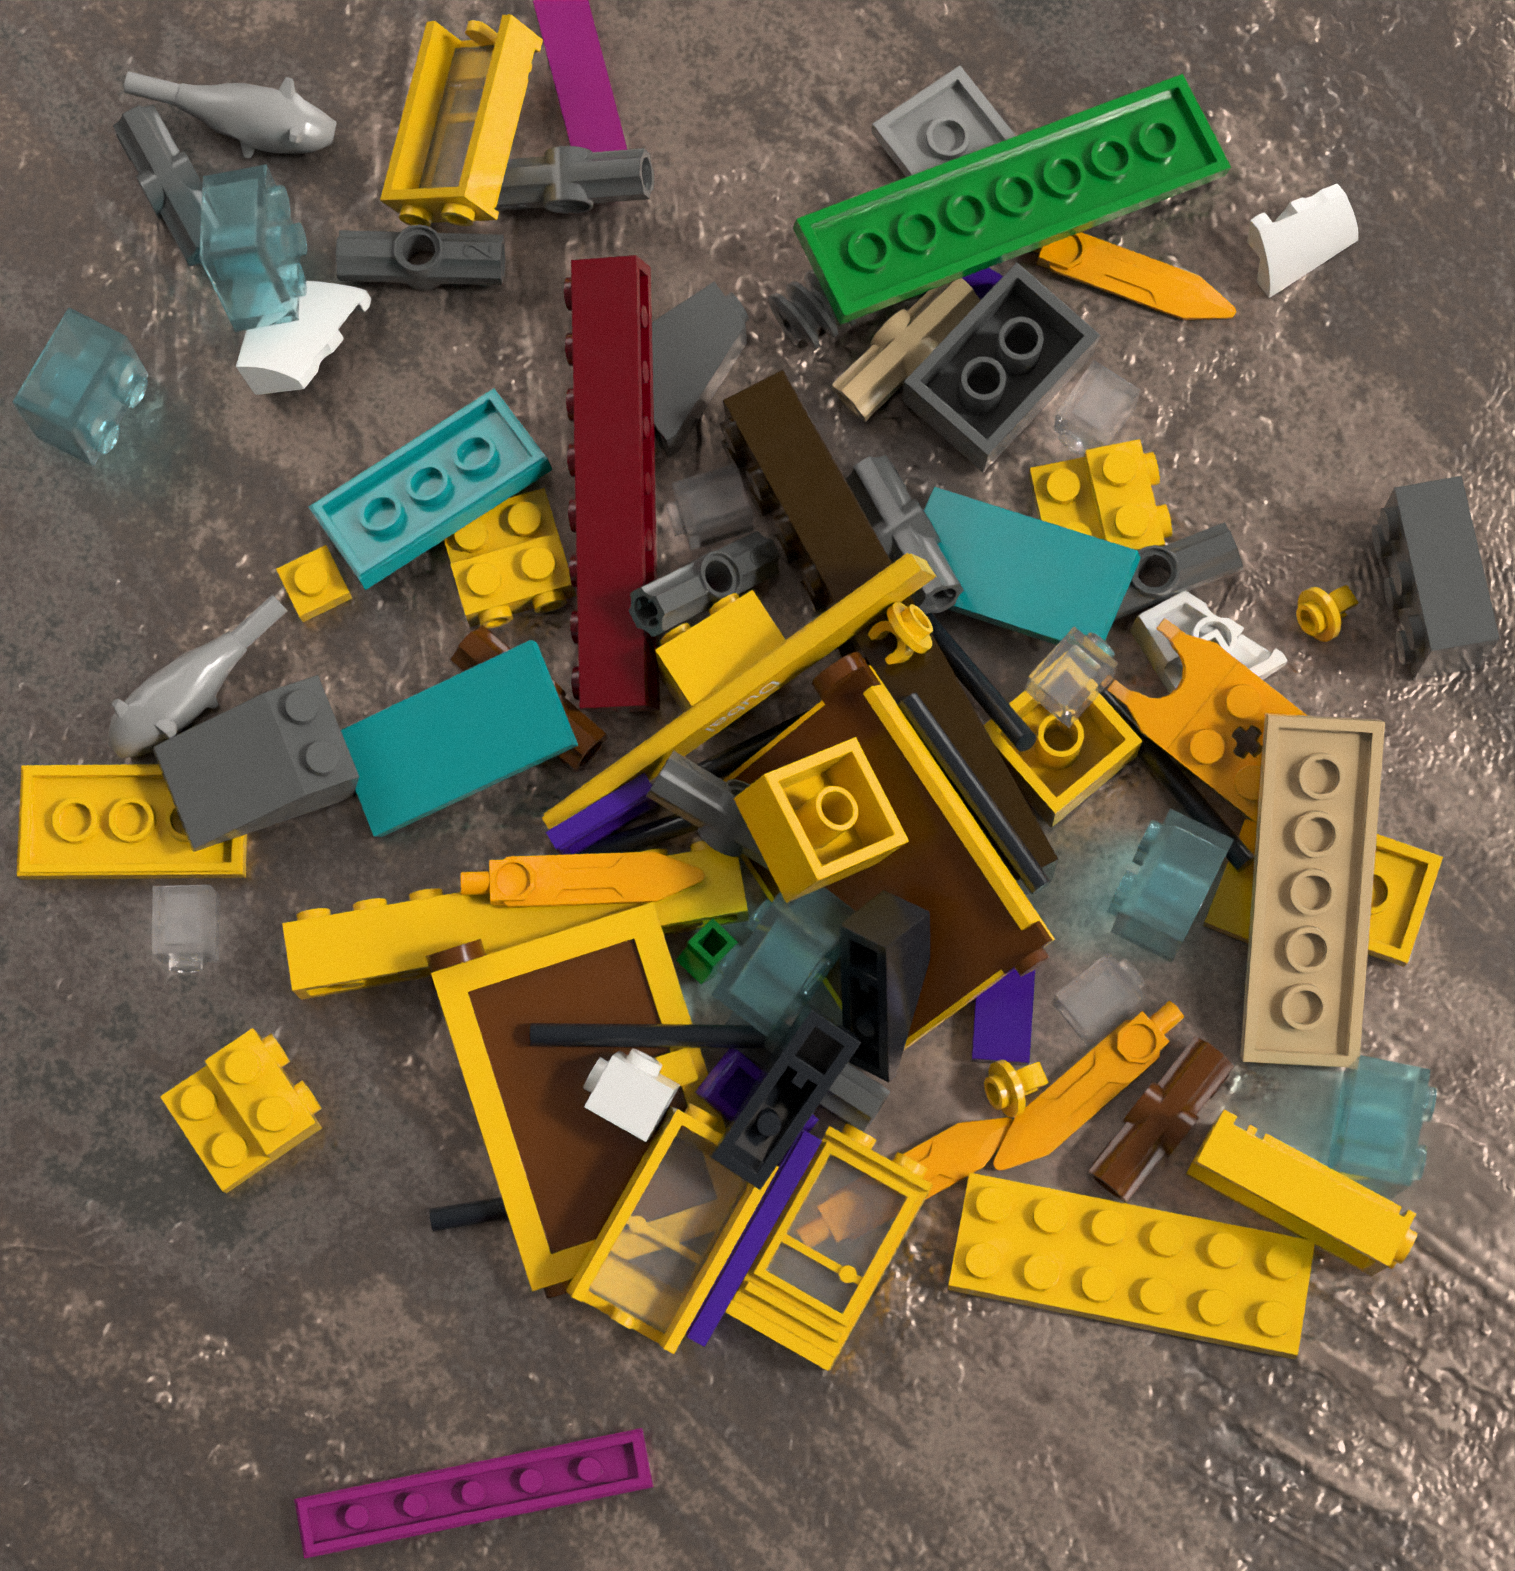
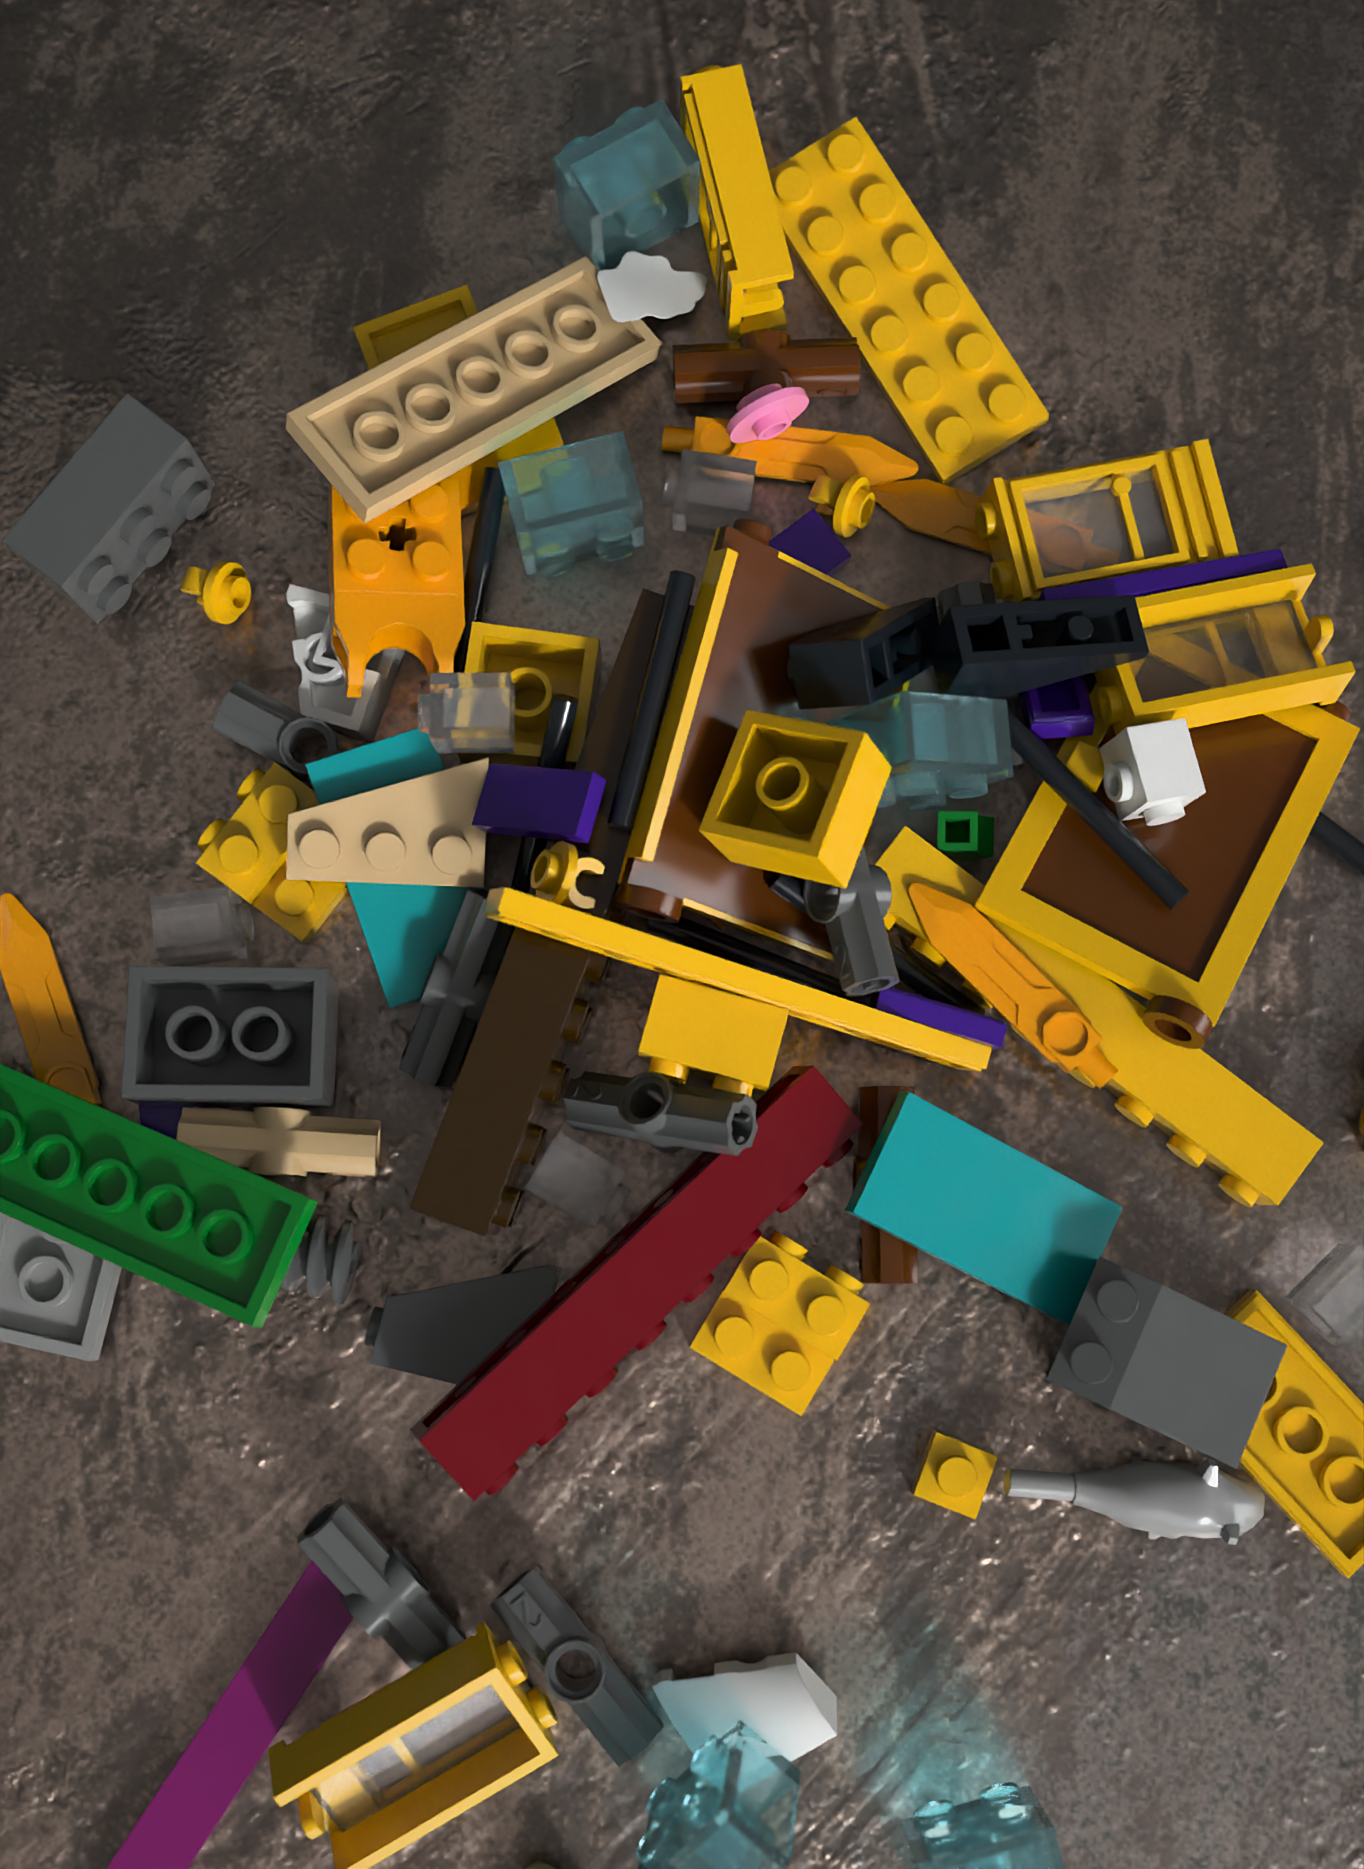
camera: 140 degrees left, 5 degrees up
(430, 488) = (782, 1448): teal tile -> none
(971, 665) = (539, 802): none -> dark purple tile
(1034, 576) = (395, 833): none -> tan wing
(1122, 1077) = (766, 413): none -> bright pink piece
(1296, 1092) = (649, 288): none -> white sticker

